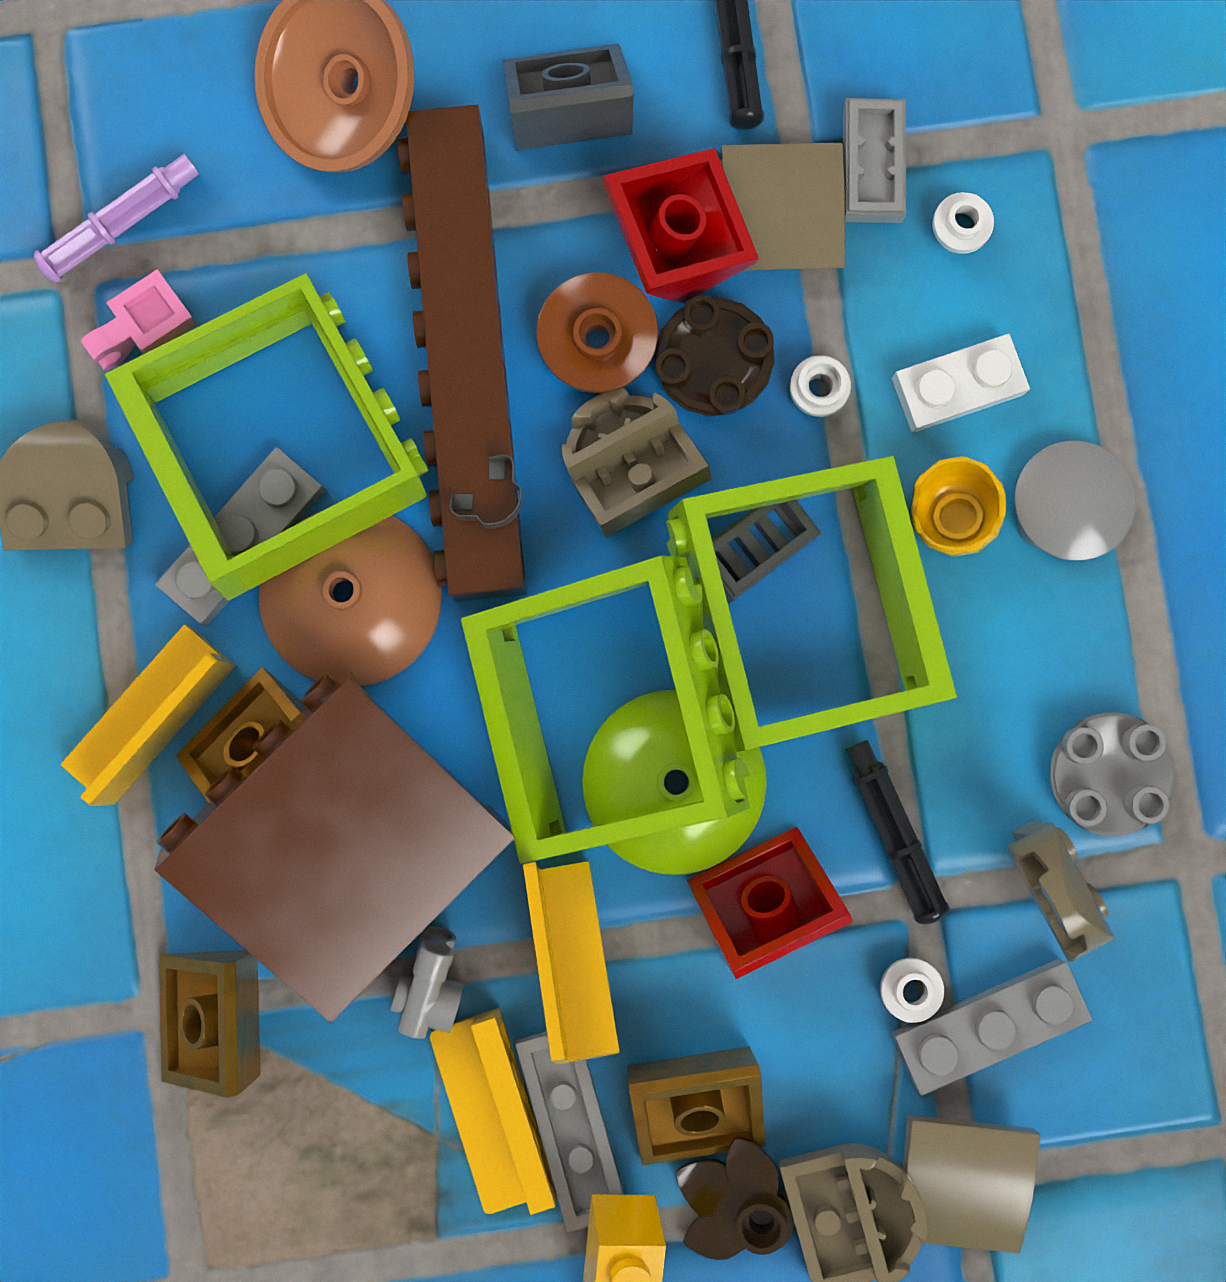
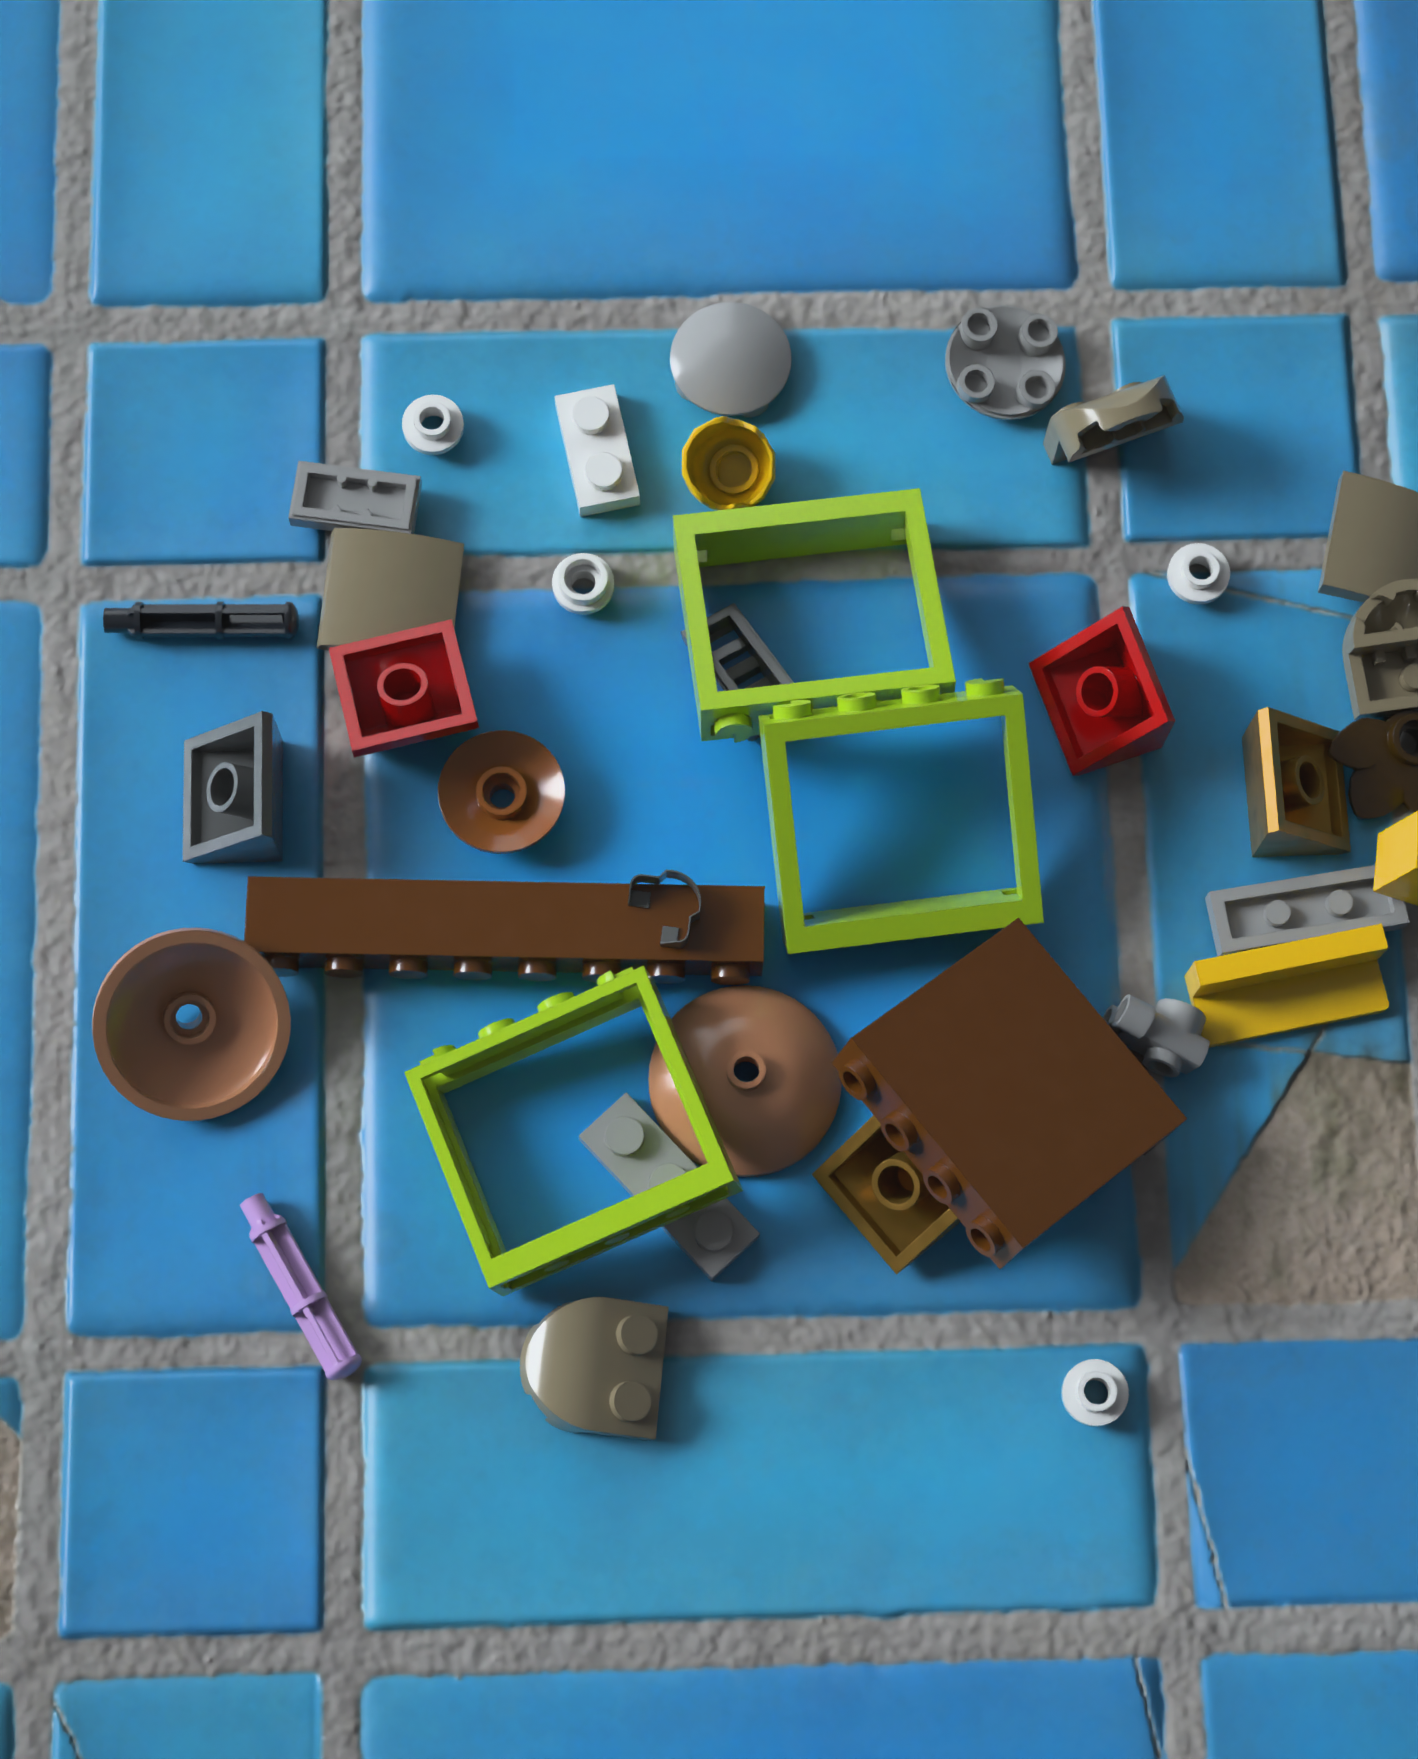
camera: 85 degrees left, 10 degrees down
(98, 948) = (1082, 1409): none -> white plate
(145, 317) = (419, 1261): bright pink plate -> none
(147, 716) = (851, 1299): yellow panel -> none
(210, 1021) = (1174, 1262): pearl gold slope -> none
(571, 962) = (1144, 888): yellow panel -> none
(627, 777) = (960, 813): lime dish -> none
(630, 458) = (636, 776): dark tan slope -> none
(714, 356) = (539, 681): dark brown dish -> none
(897, 835) = (1045, 568): black piece -> none
(991, 1026) = (1239, 507): light grey plate -> none

